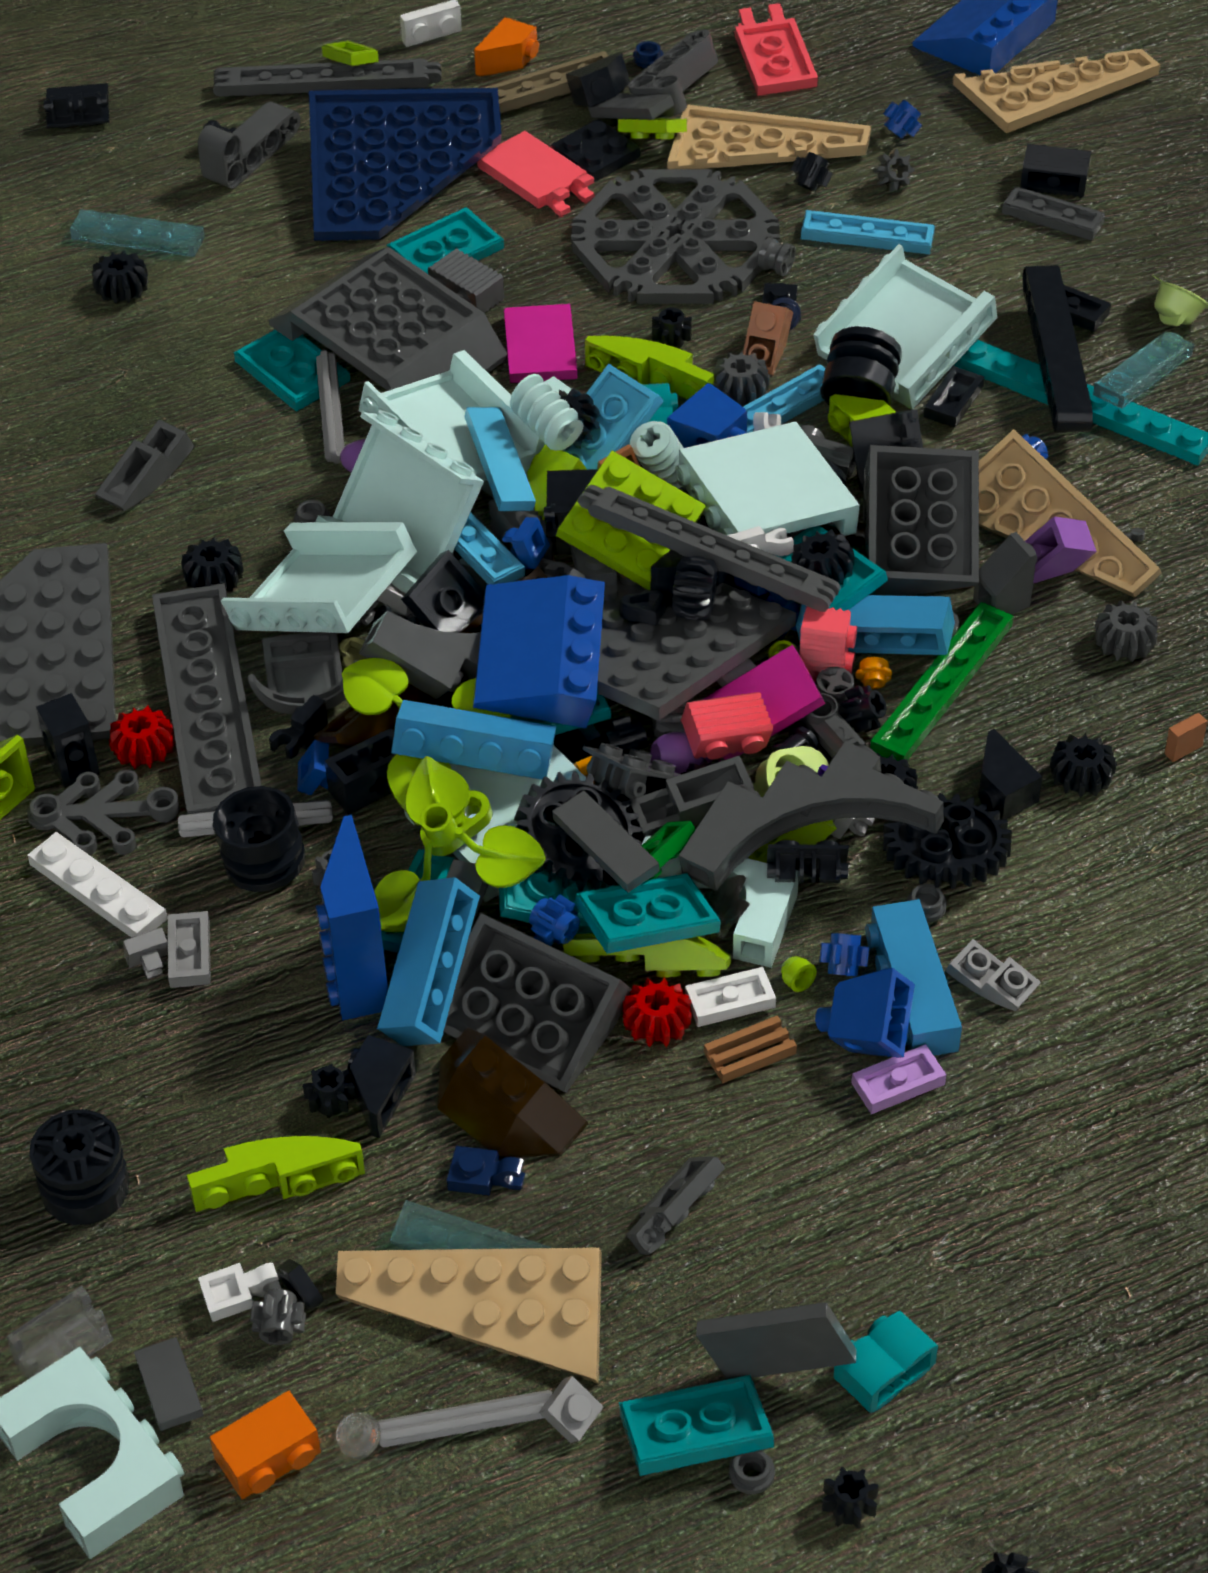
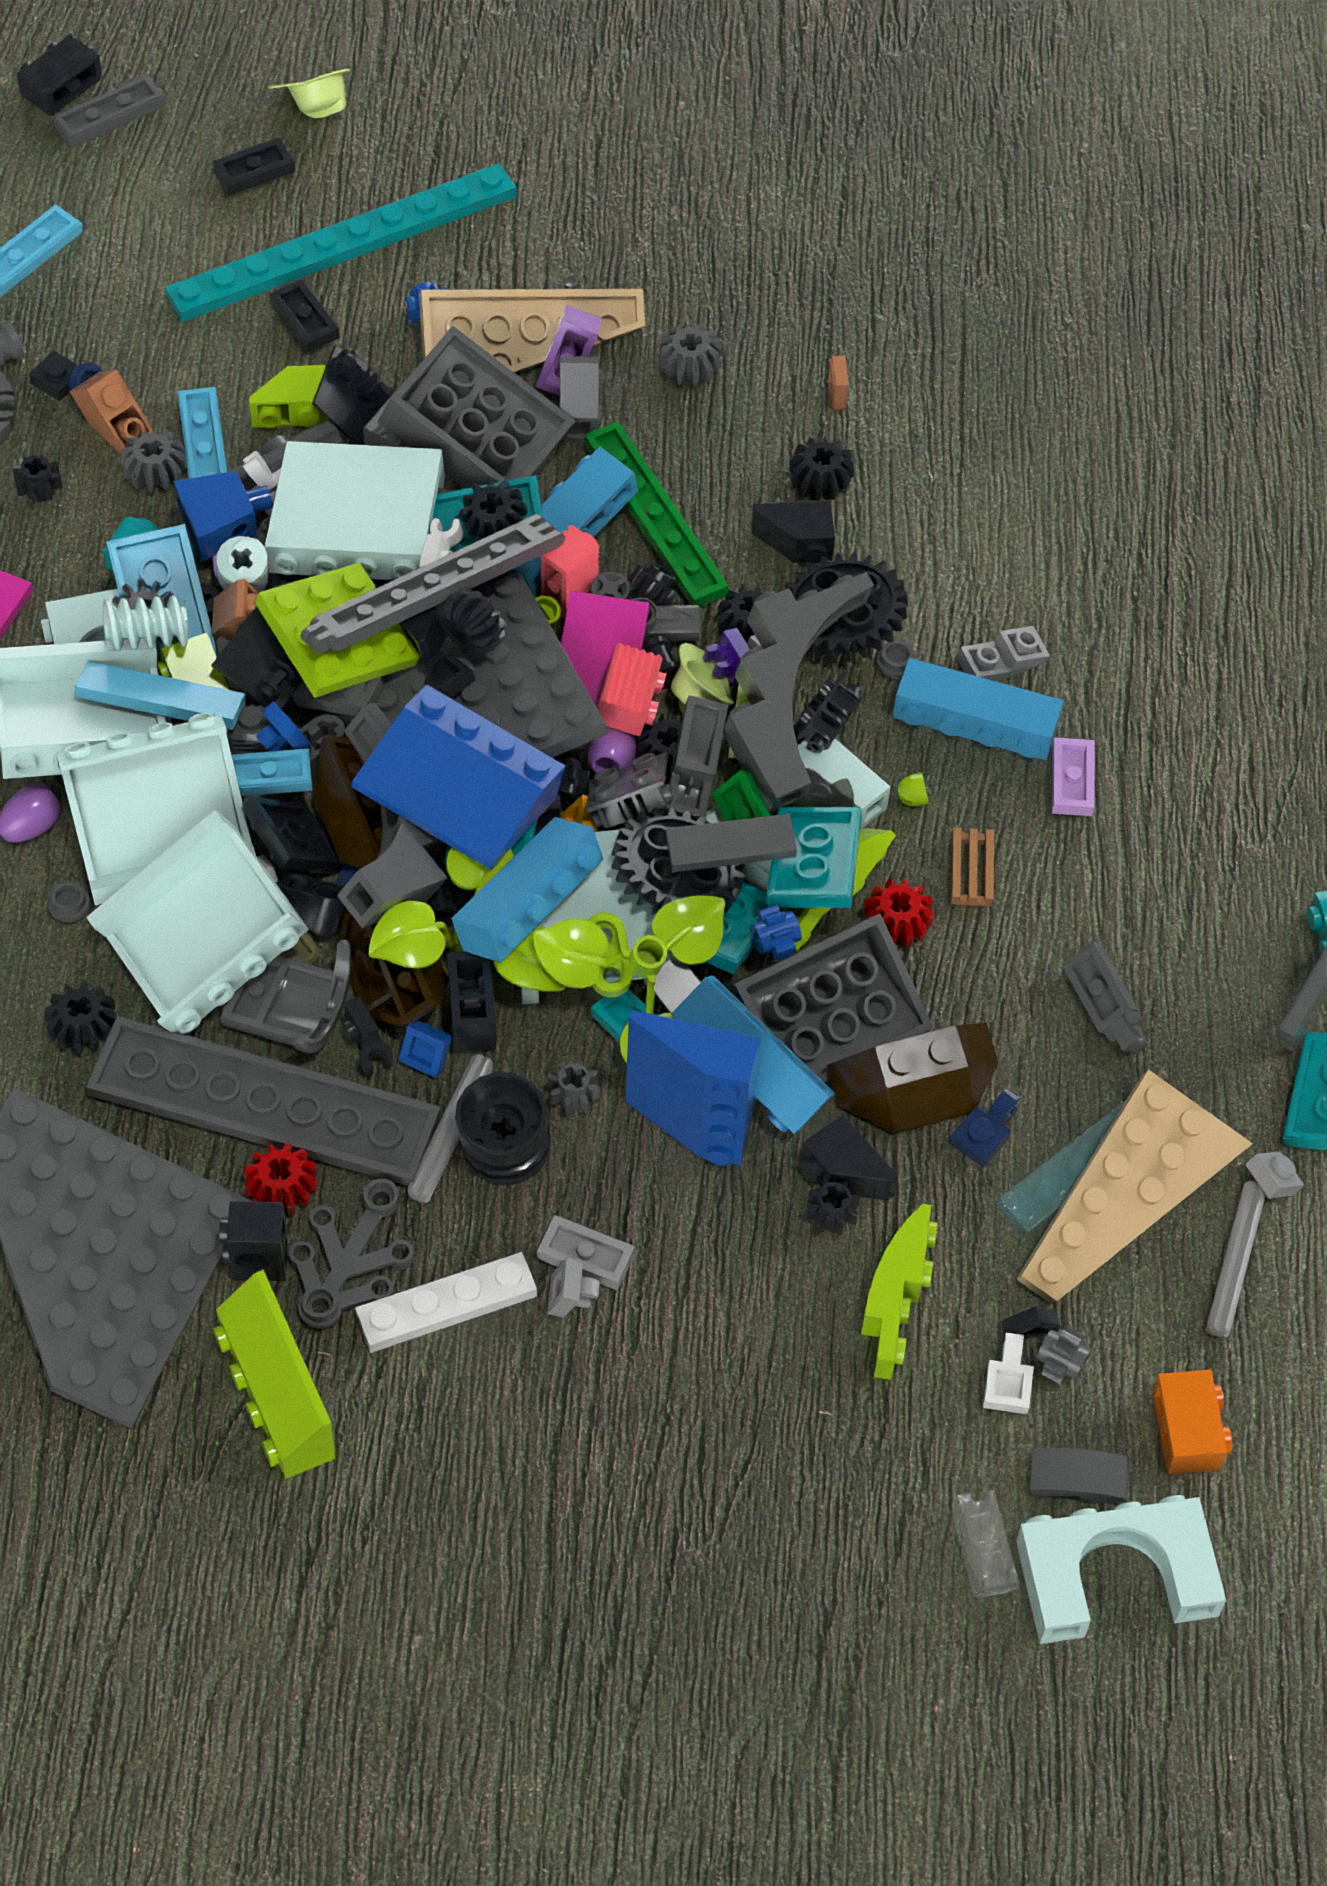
camera: 65 degrees left, 10 degrees up
(79, 1167) = (808, 1468): black wheel -> none
(358, 1435) = (1214, 1346): clear plate -> none
(647, 362) = (65, 525): lime slope -> none
(730, 996) = (912, 848): white plate -> none
(844, 954) = (923, 744): blue gear -> none
(861, 365) = (239, 359): black wheel -> none
(870, 1014) = (1009, 759): blue torso -> none
(874, 672) = (610, 556): light orange plate -> none
(921, 313) = (198, 301): light aqua panel -> none
(1057, 349) = (319, 205): black beam -> none
(1143, 369) = (382, 163): clear light blue plate -> none

